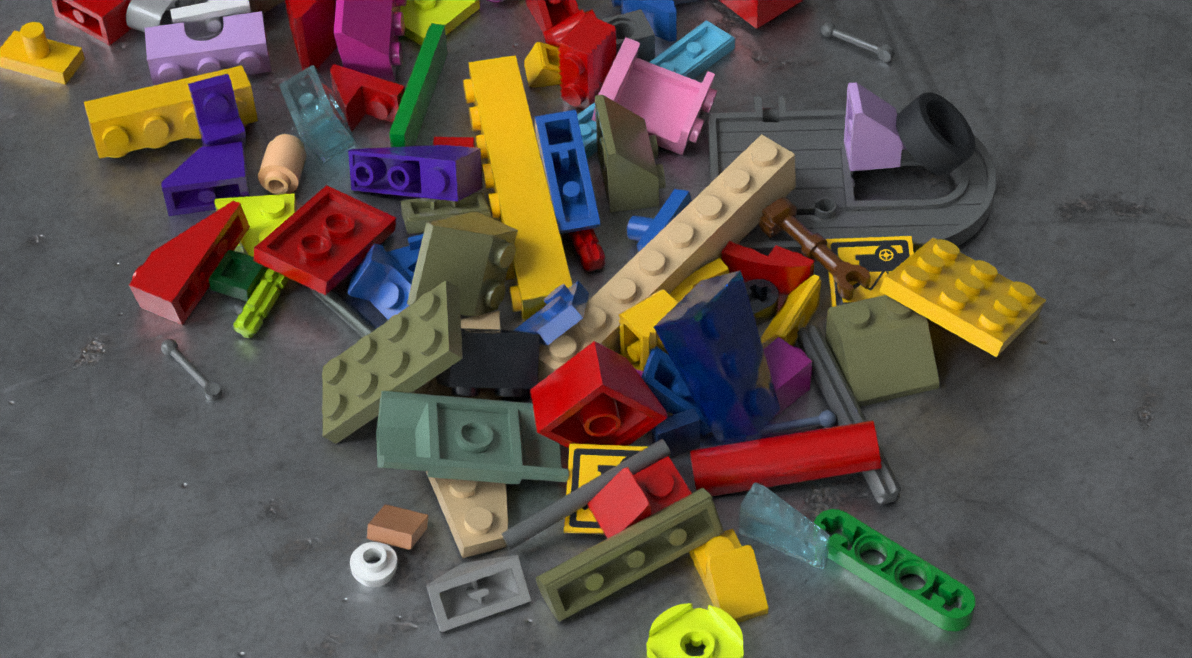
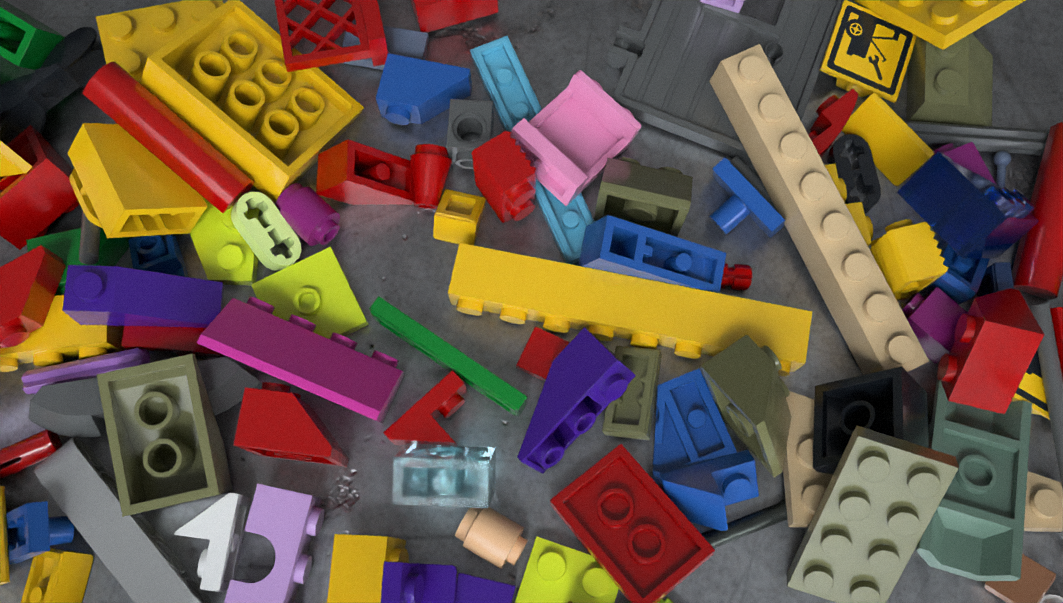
camera: 70 degrees left, 25 degrees up
(563, 310) = (853, 342): blue wing -> none
(782, 216) = (834, 80): reddish brown piece -> none

